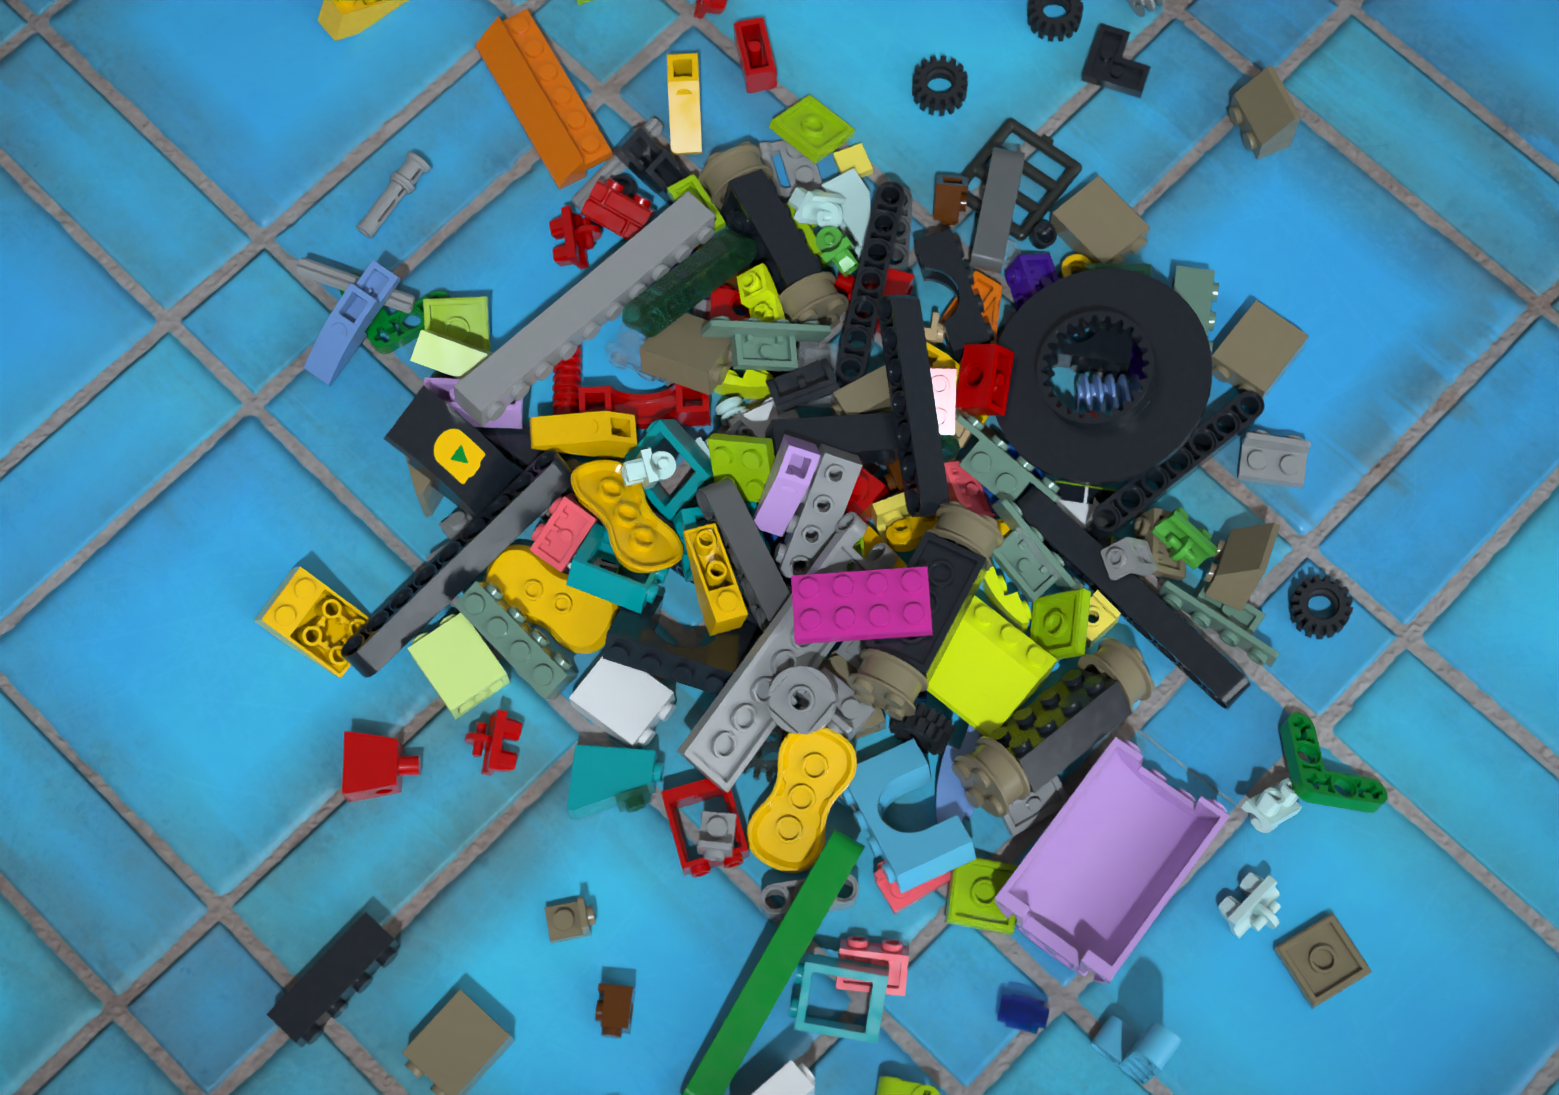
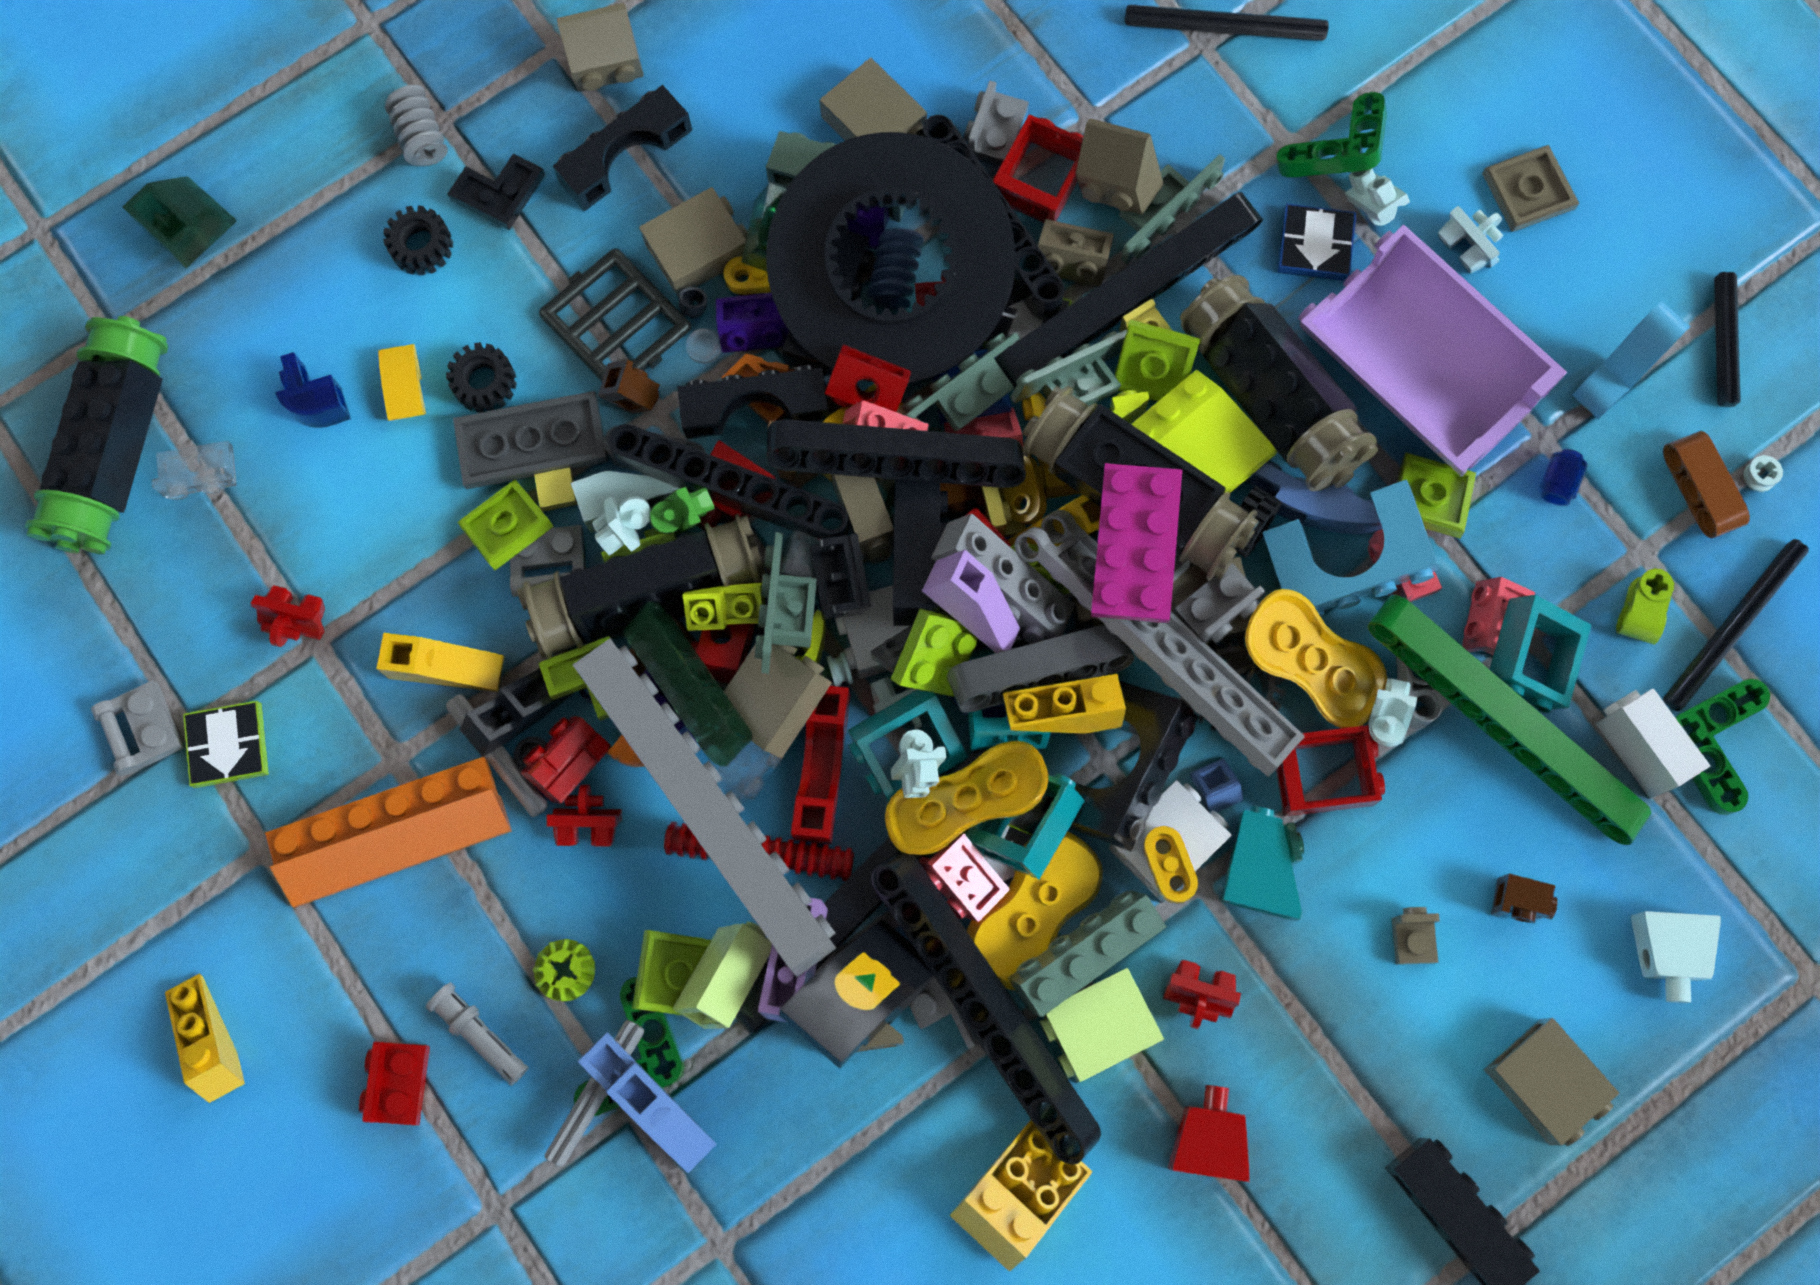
camera: 80 degrees left, 5 degrees up
(348, 144) = (394, 1083): none -> red bracket
(456, 259) = (581, 964): none -> lime gear
(585, 434) = (851, 835): yellow slope -> none
(594, 690) = (1173, 864): none -> yellow plate
(673, 734) = (1217, 786): none -> medium blue slope
(716, 835) = (1354, 754): light grey bracket -> none
(755, 55) = (396, 571): red brick -> none
(760, 868) = (1391, 713): none -> light aqua hips
(783, 701) = (1247, 633): light grey plate -> none
(891, 132) = (530, 439): none -> dark grey plate
(925, 24) = (401, 382): none -> yellow slope
(997, 210) = (659, 333): dark grey beam -> none
(1127, 557) = (1098, 277): light grey bracket -> none
(1150, 129) = (652, 121): none -> black arch
(1184, 540) = (1078, 221): bright green hips -> none
(1219, 763) = (1316, 242): none -> tile
(1237, 478) = (1025, 197): none -> red window
(1329, 590) = (1165, 95): black tyre -> none
(1433, 653) = (1226, 22): none -> black axle

